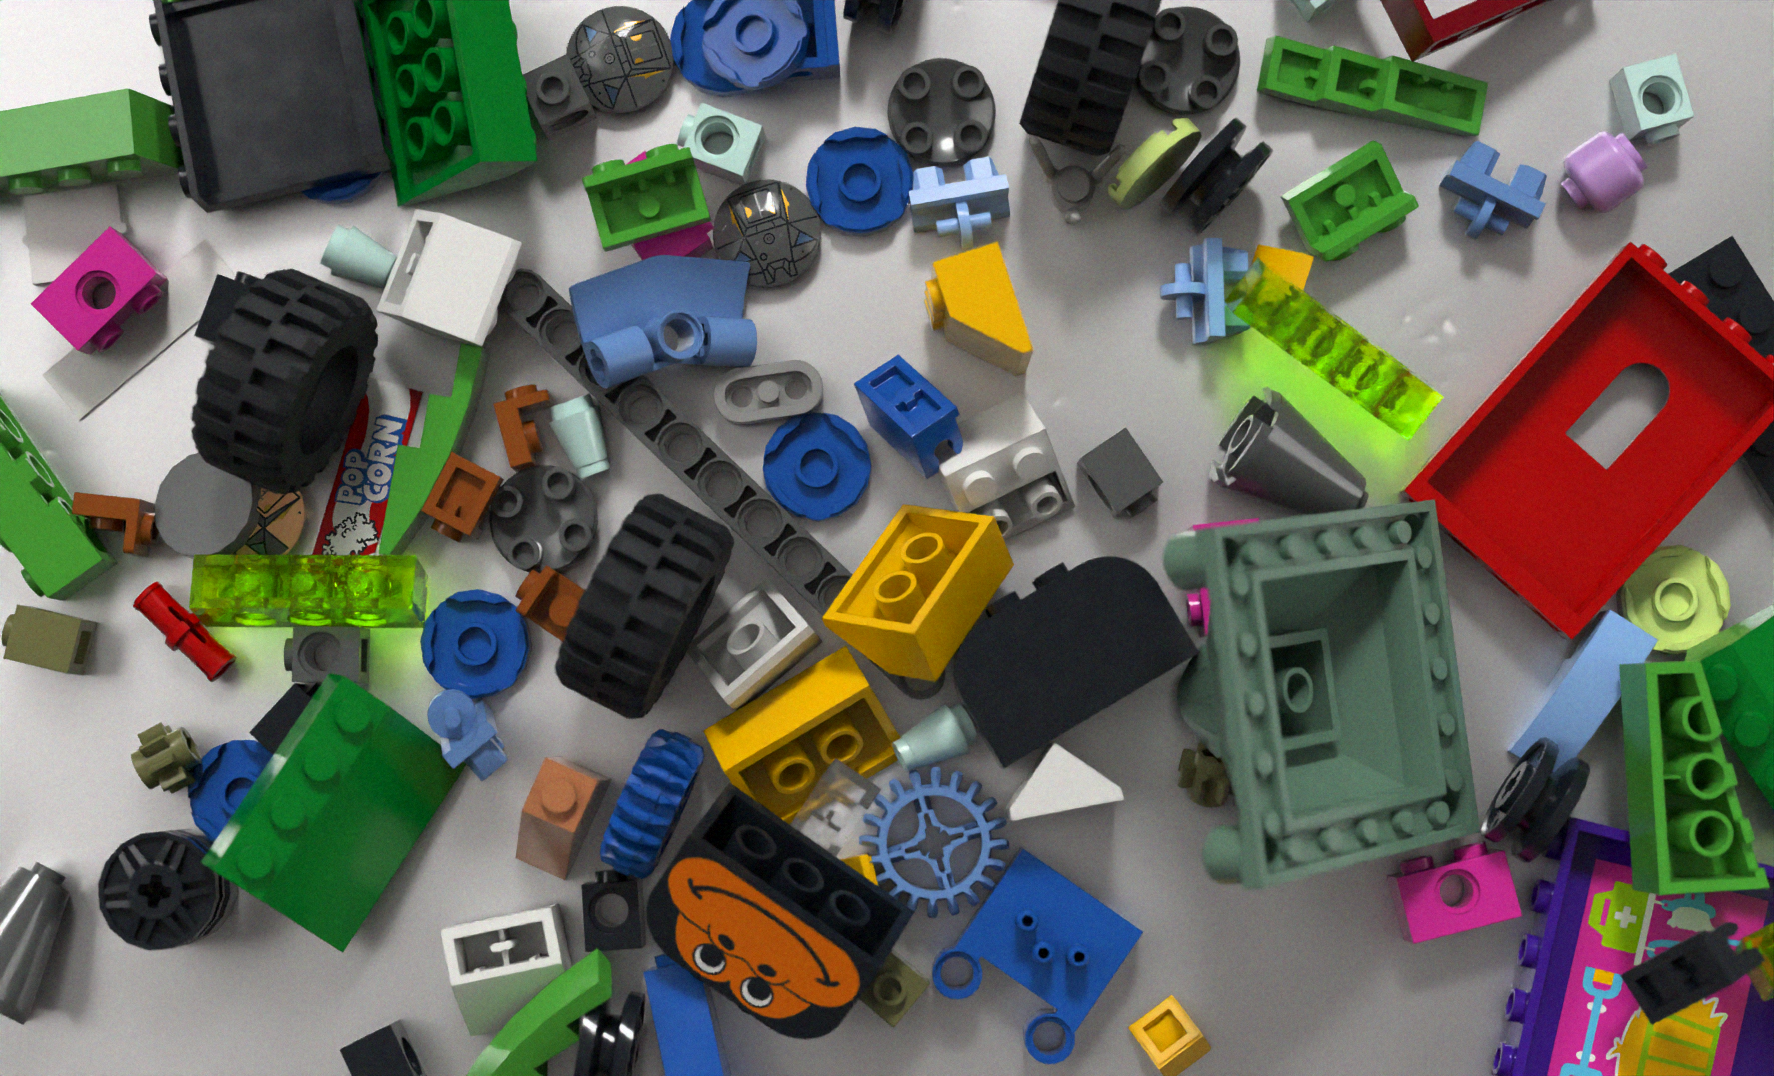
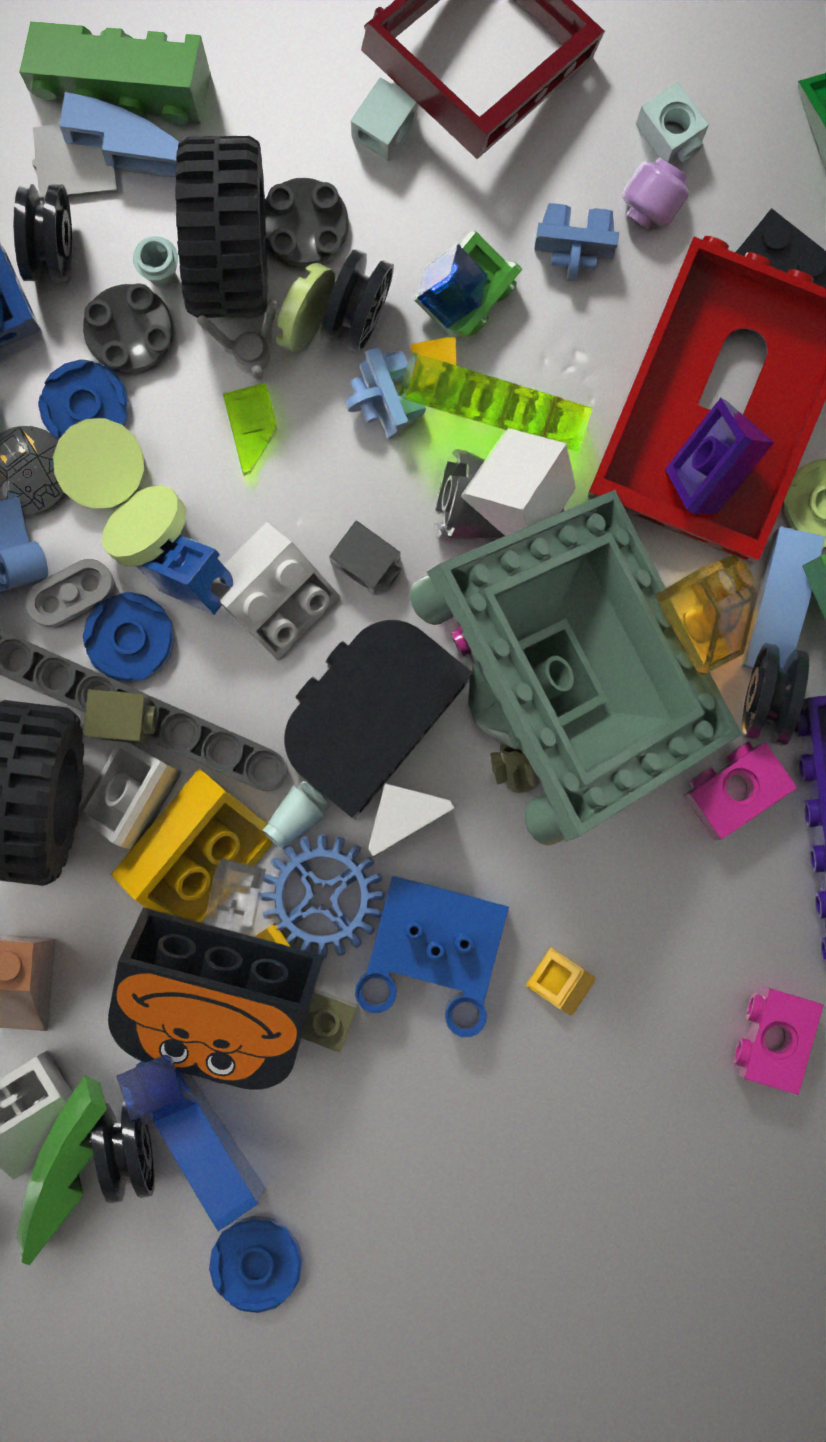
camera: 25 degrees left, 0 degrees up
(607, 936) = (82, 1060): black brick -> none
(651, 803) = (88, 946): blue gear -> none
(671, 994) = (153, 1091): none -> clear blue panel
(780, 557) = (119, 716): none -> olive brick
(853, 256) = (98, 463): none -> yellowish green tile
(881, 347) = (144, 525): none -> yellowish green tile
(921, 589) = (240, 702): yellow slope -> none
(959, 205) = (166, 394): light blue hips -> none
(978, 308) = (204, 466): yellow slope -> none
(1003, 37) = (151, 254): none -> light aqua cone
(1044, 267) = (251, 423): none -> clear neon green tile
(1331, 198) = (452, 286): none -> panel
(1331, 455) = (521, 481): none -> white slope
(1372, 87) = (455, 192): bright green slope -> none
(1496, 680) = (712, 612): none -> clear yellow slope
(1564, 505) = (717, 459): none -> dark purple slope

